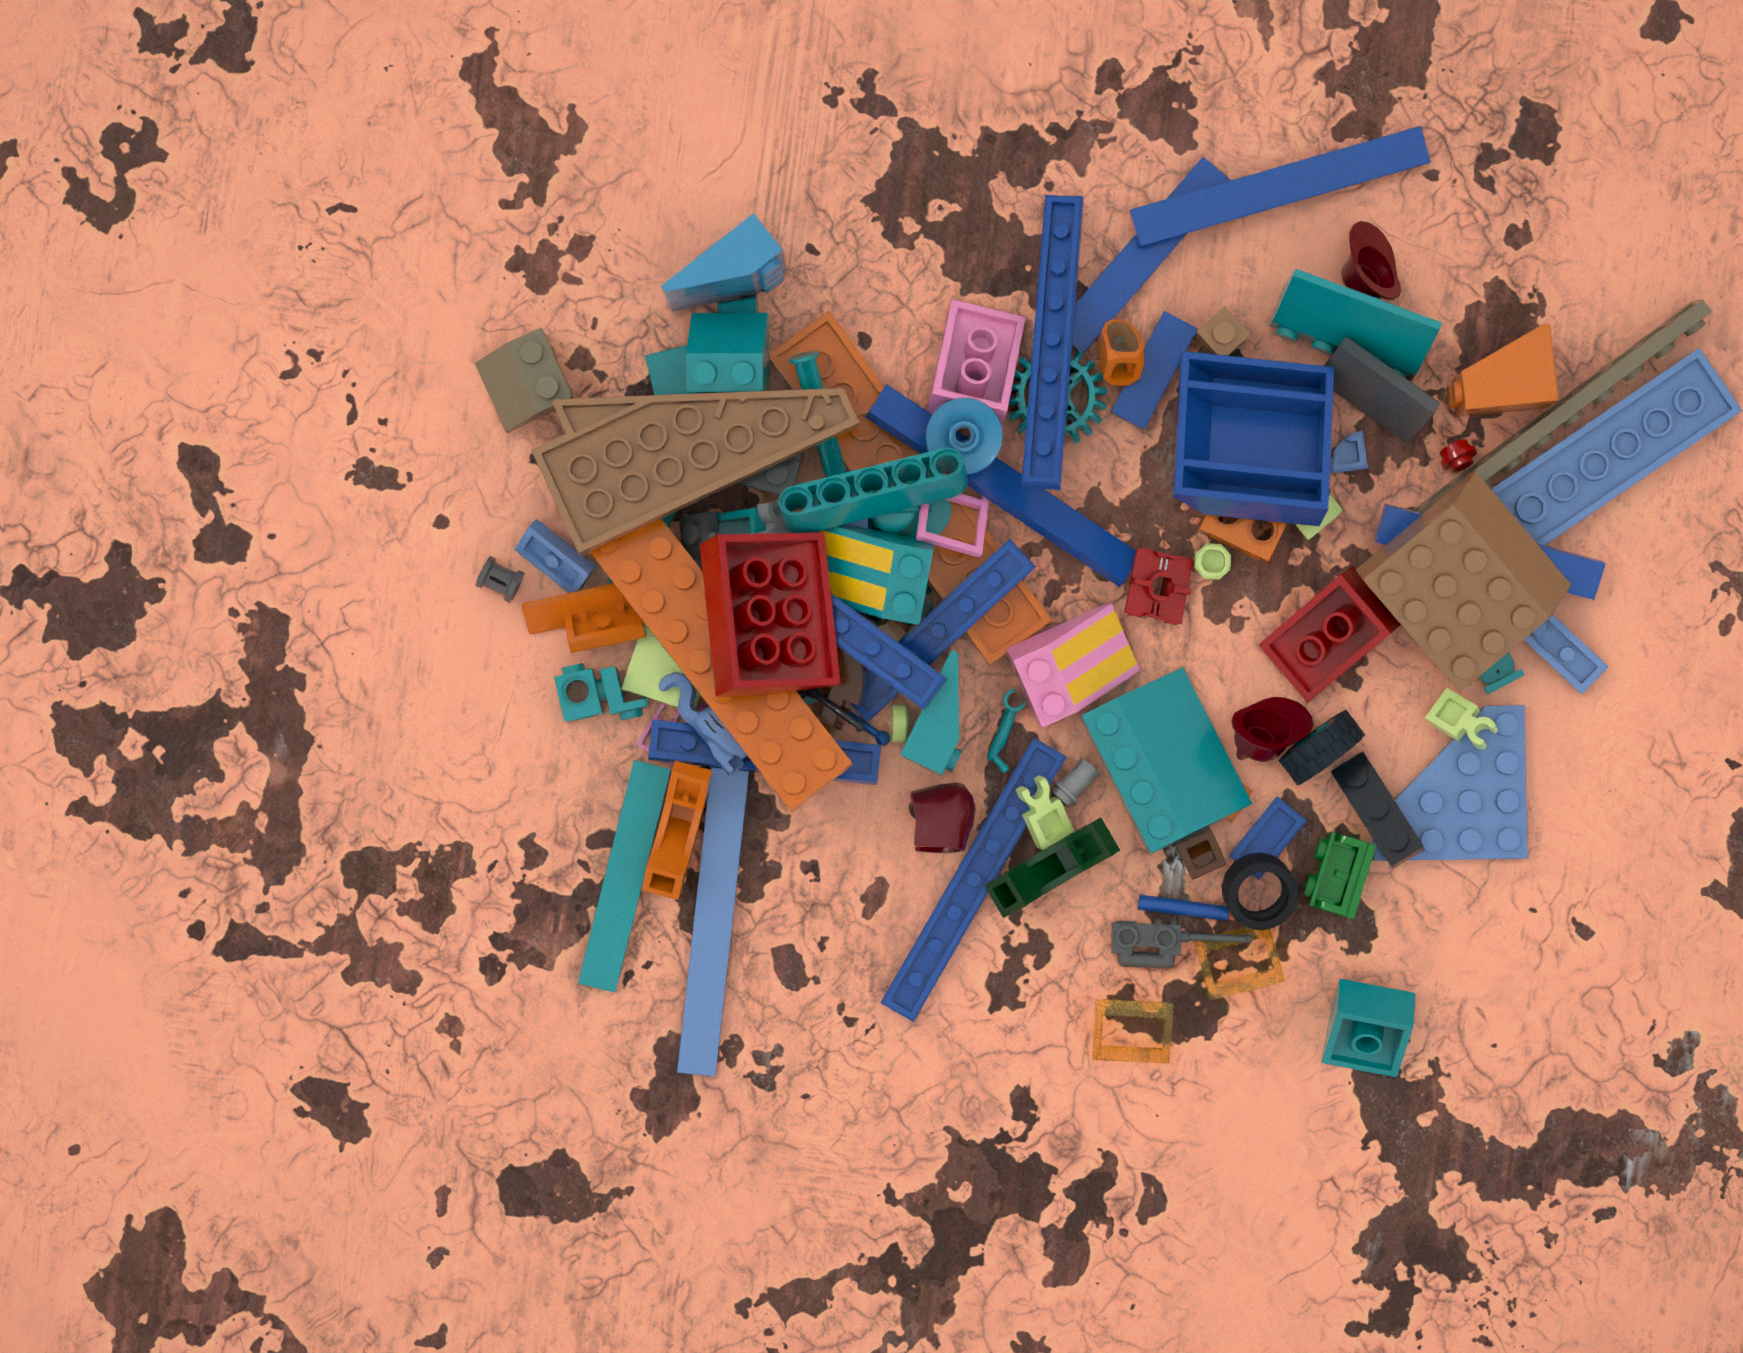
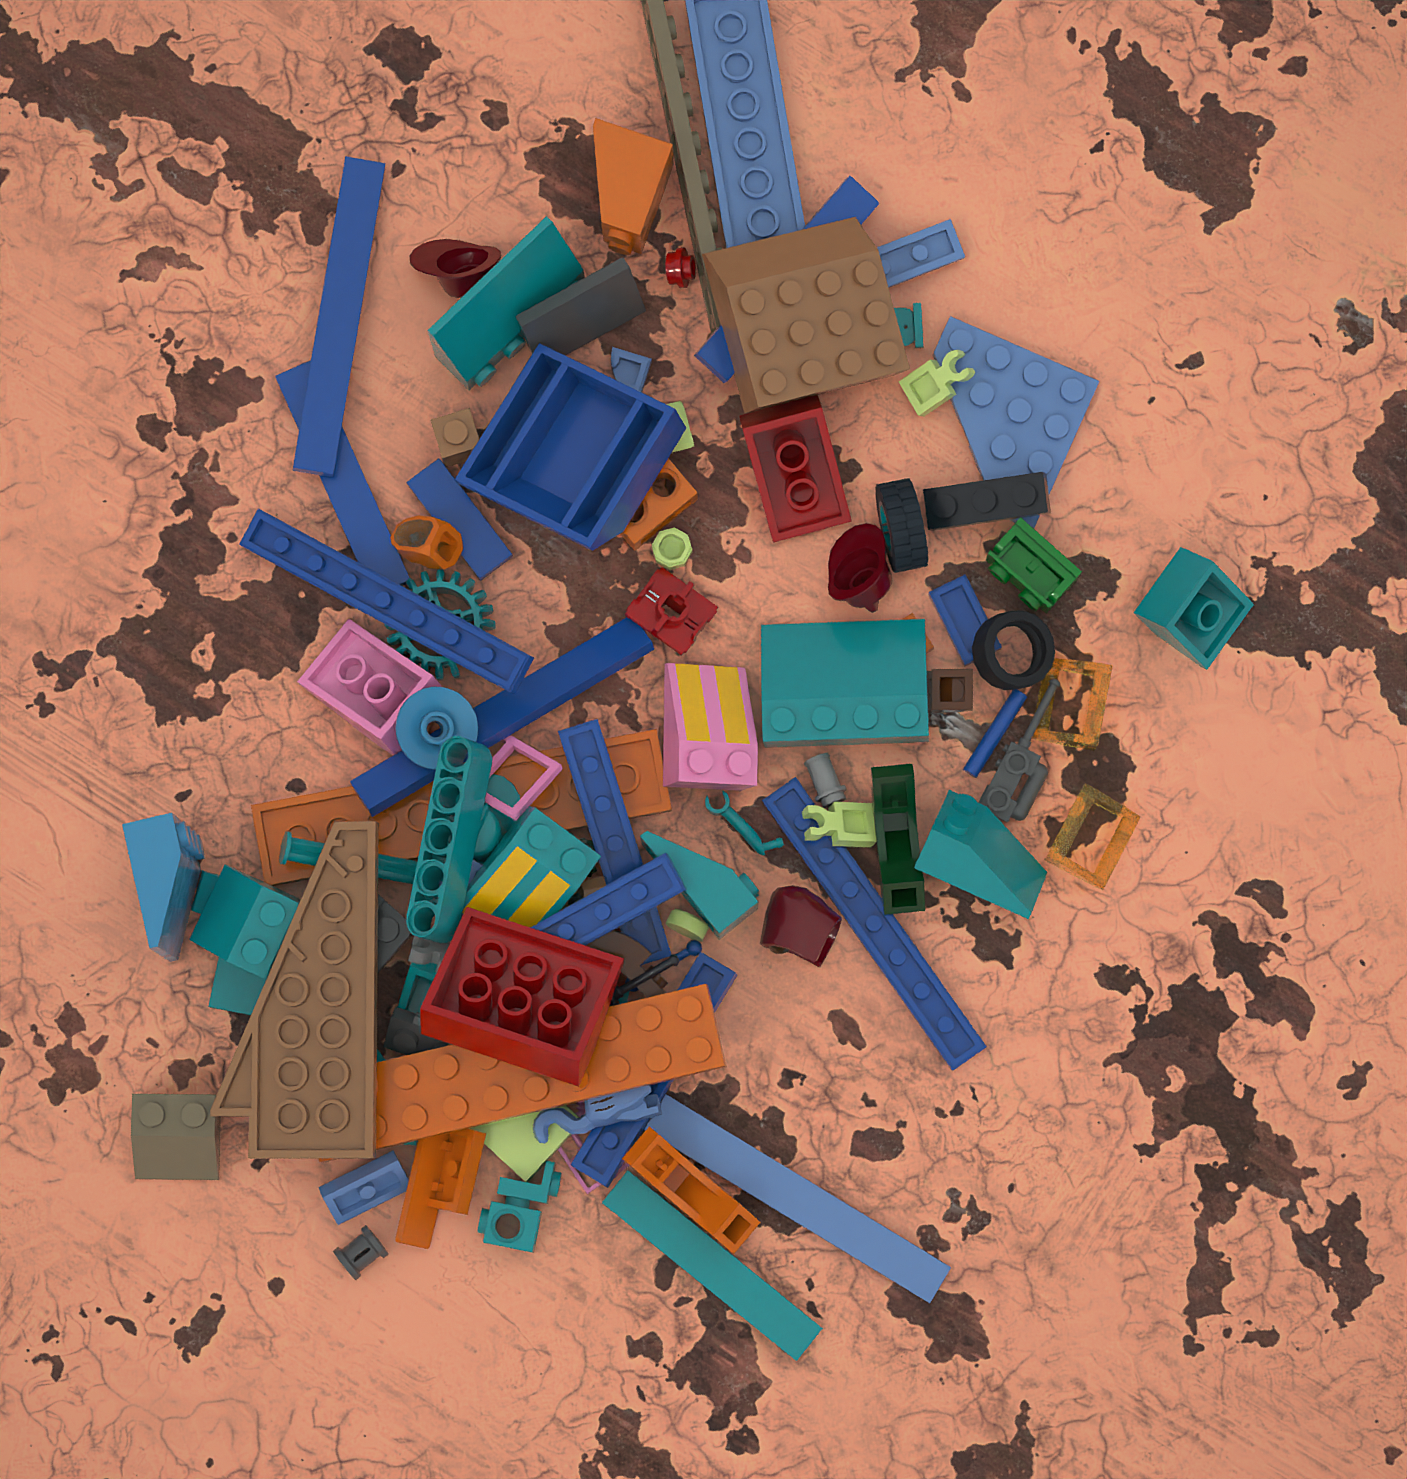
camera: 65 degrees left, 5 degrees down
(1070, 944) = (981, 856): none -> teal slope

